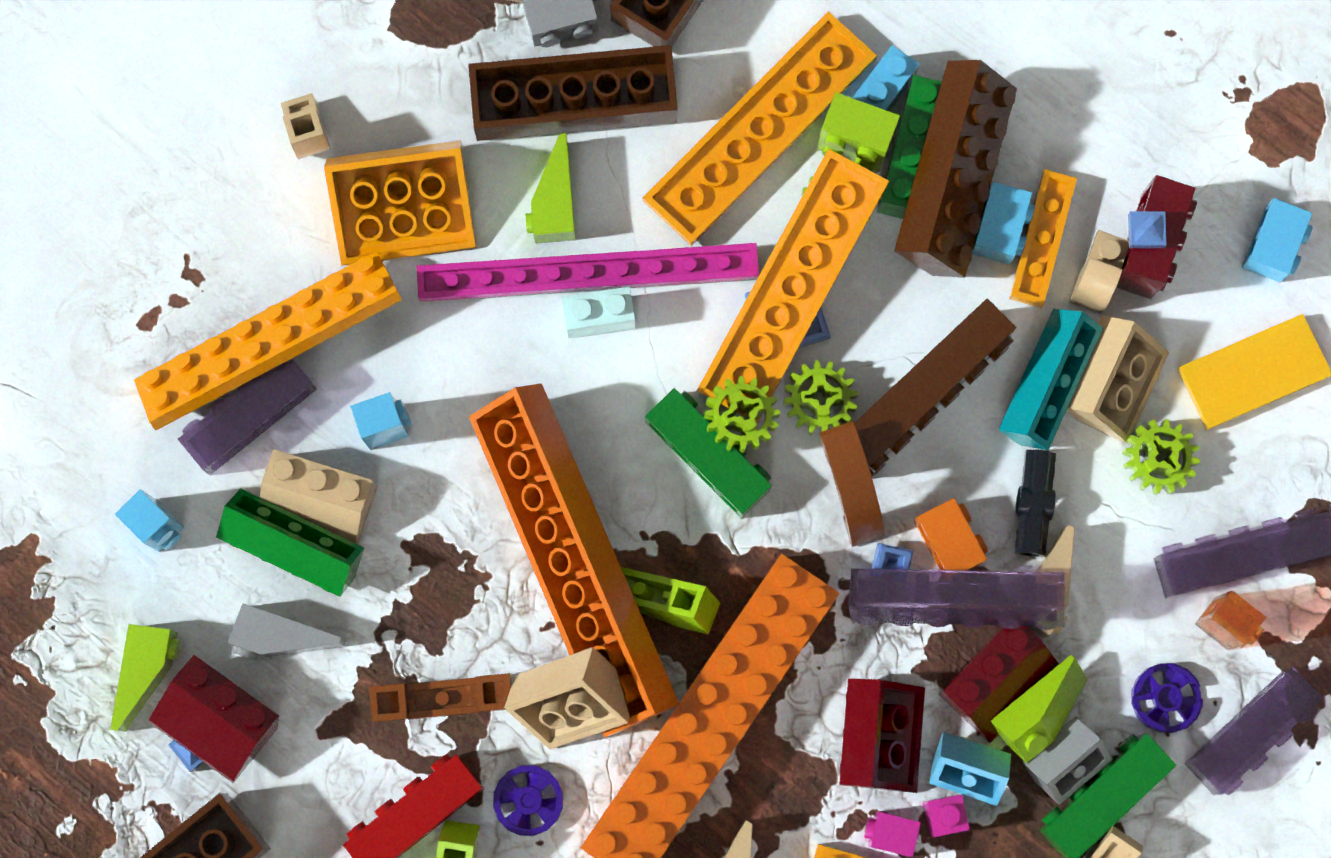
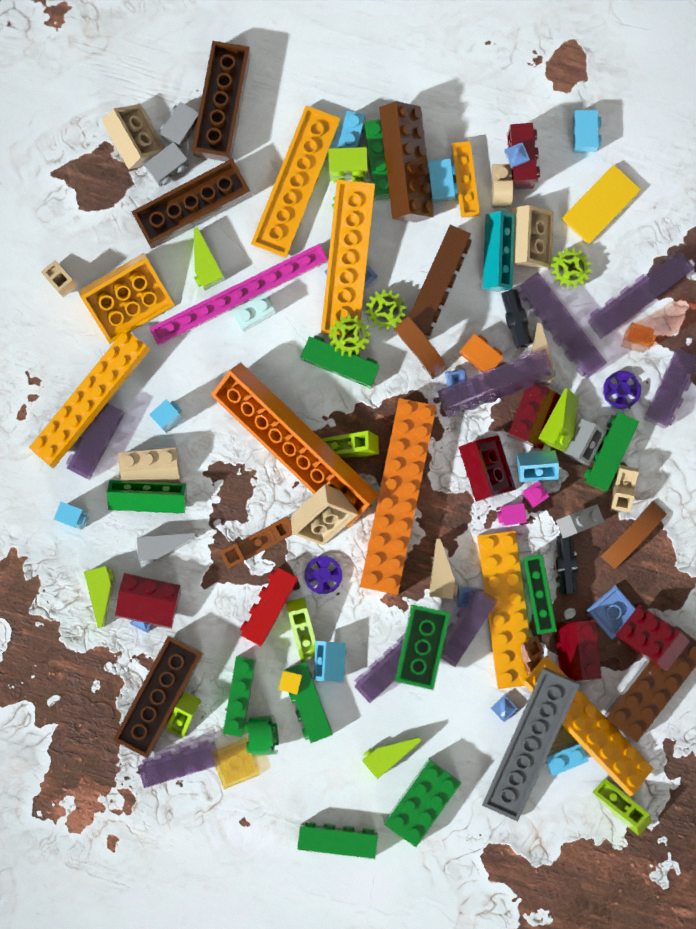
camera: 20 degrees left, 5 degrees up
(1107, 546) = (561, 325): none -> clear purple brick

